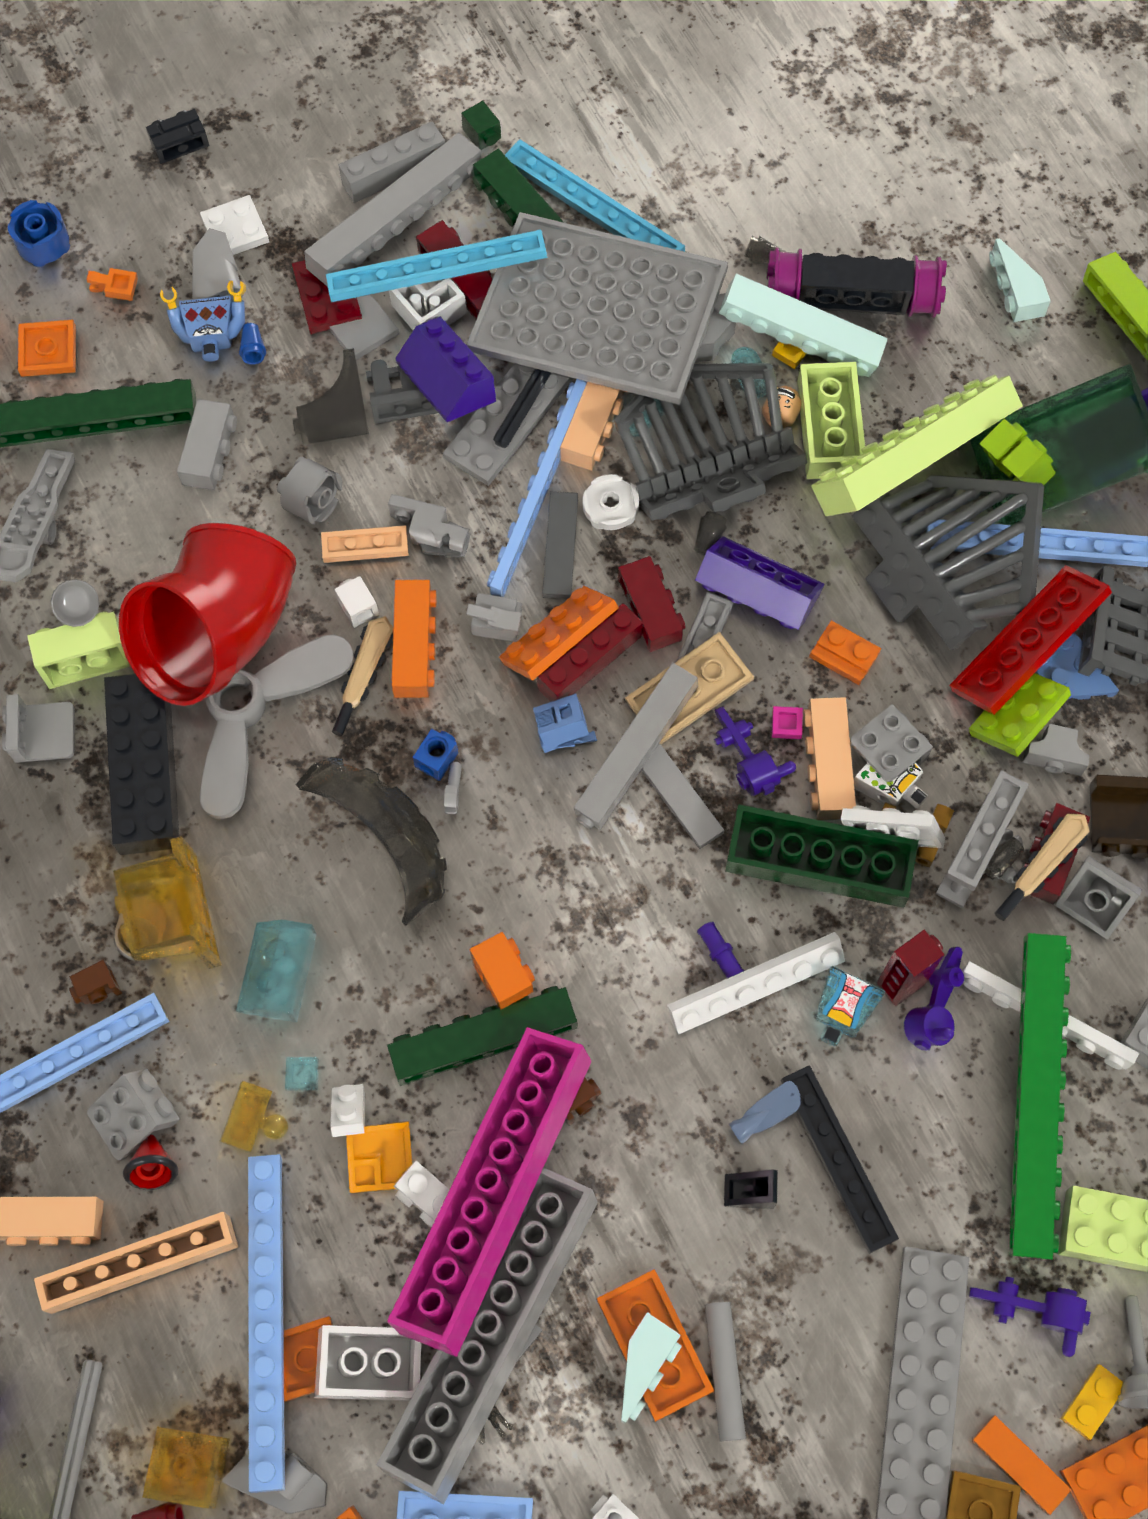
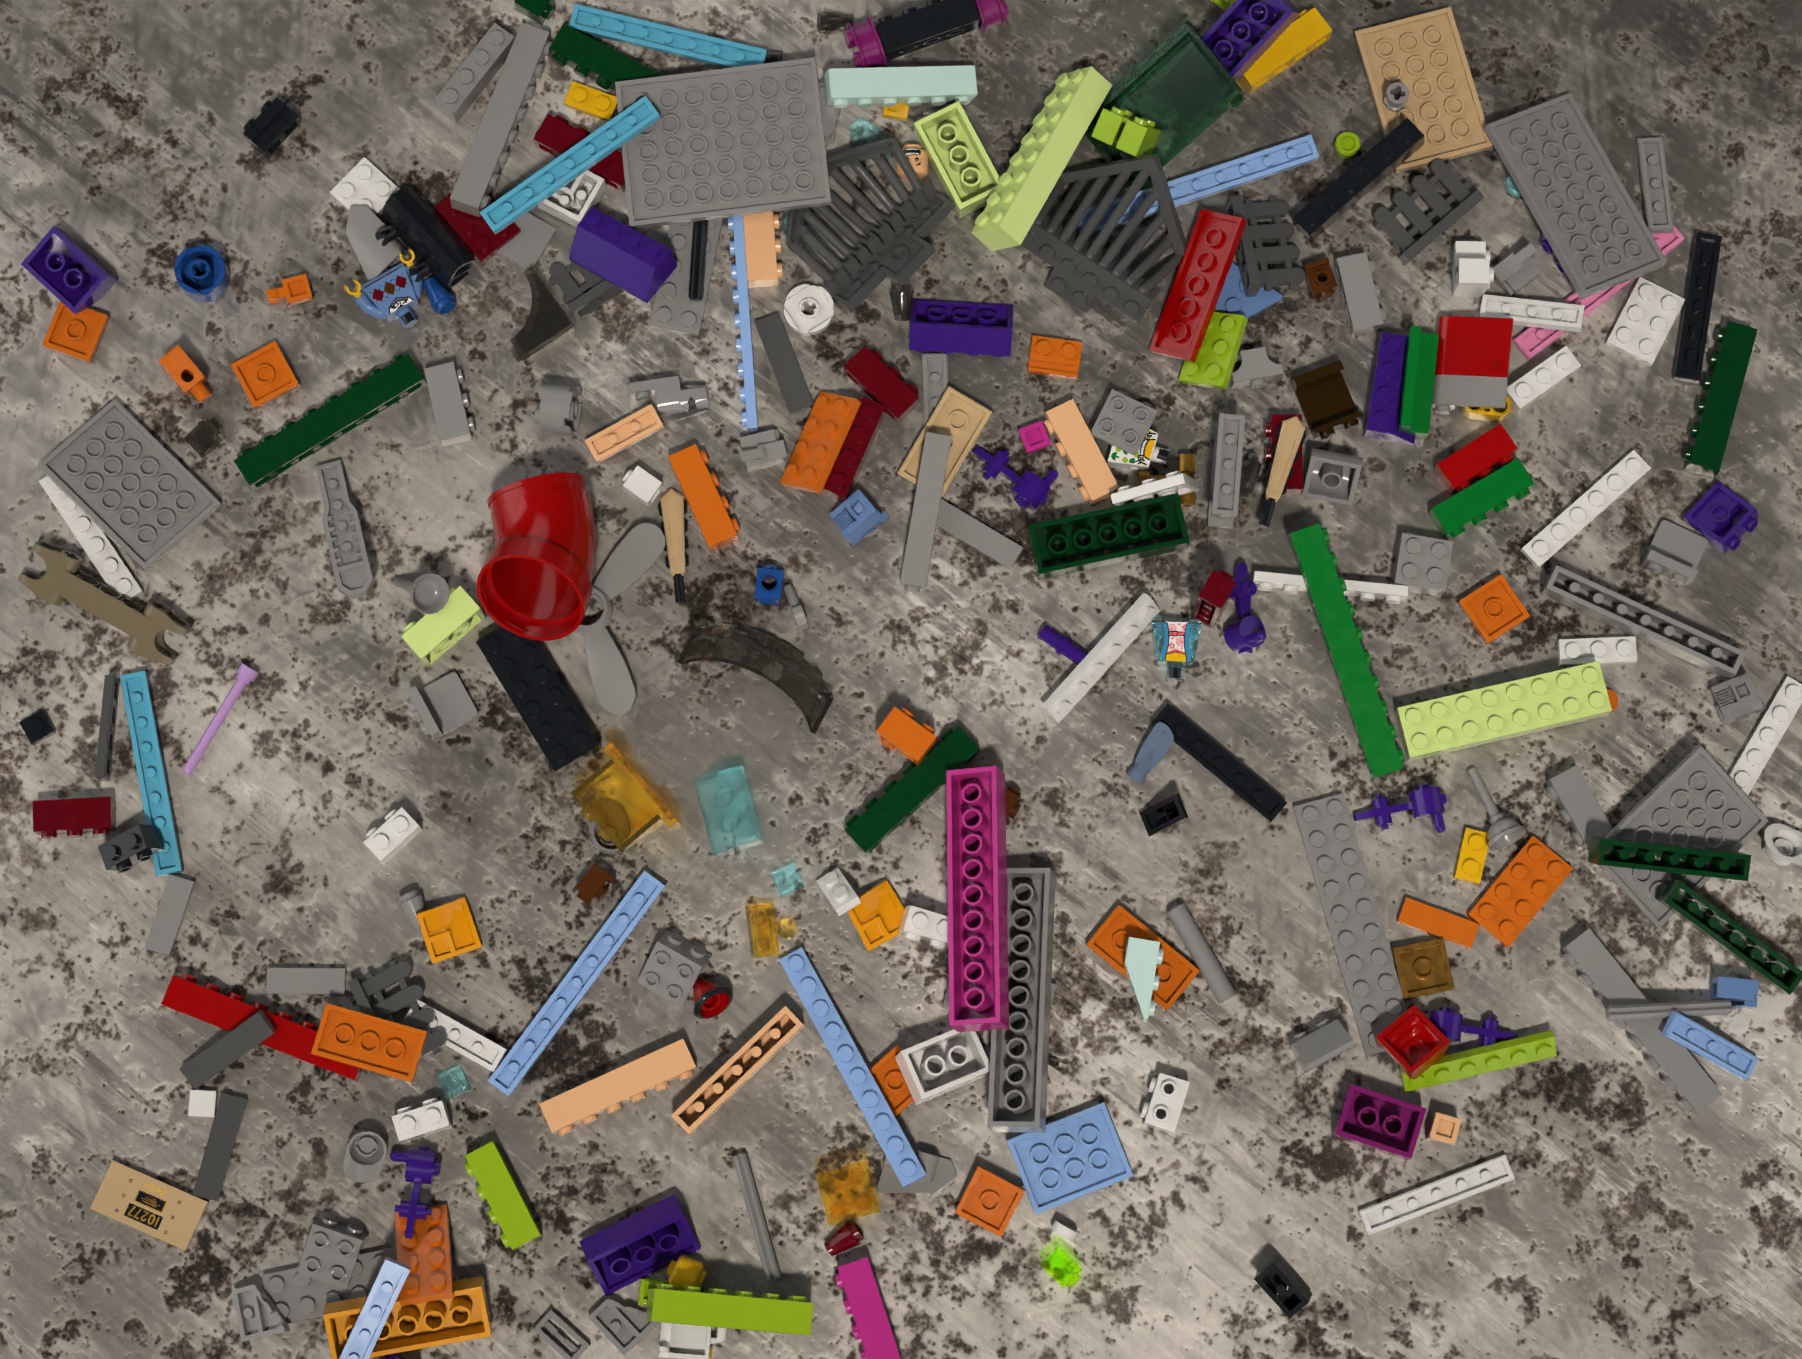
camera: 25 degrees left, 10 degrees up
(268, 284) = (428, 236): none -> black piece
(486, 226) = (591, 101): none -> yellow plate

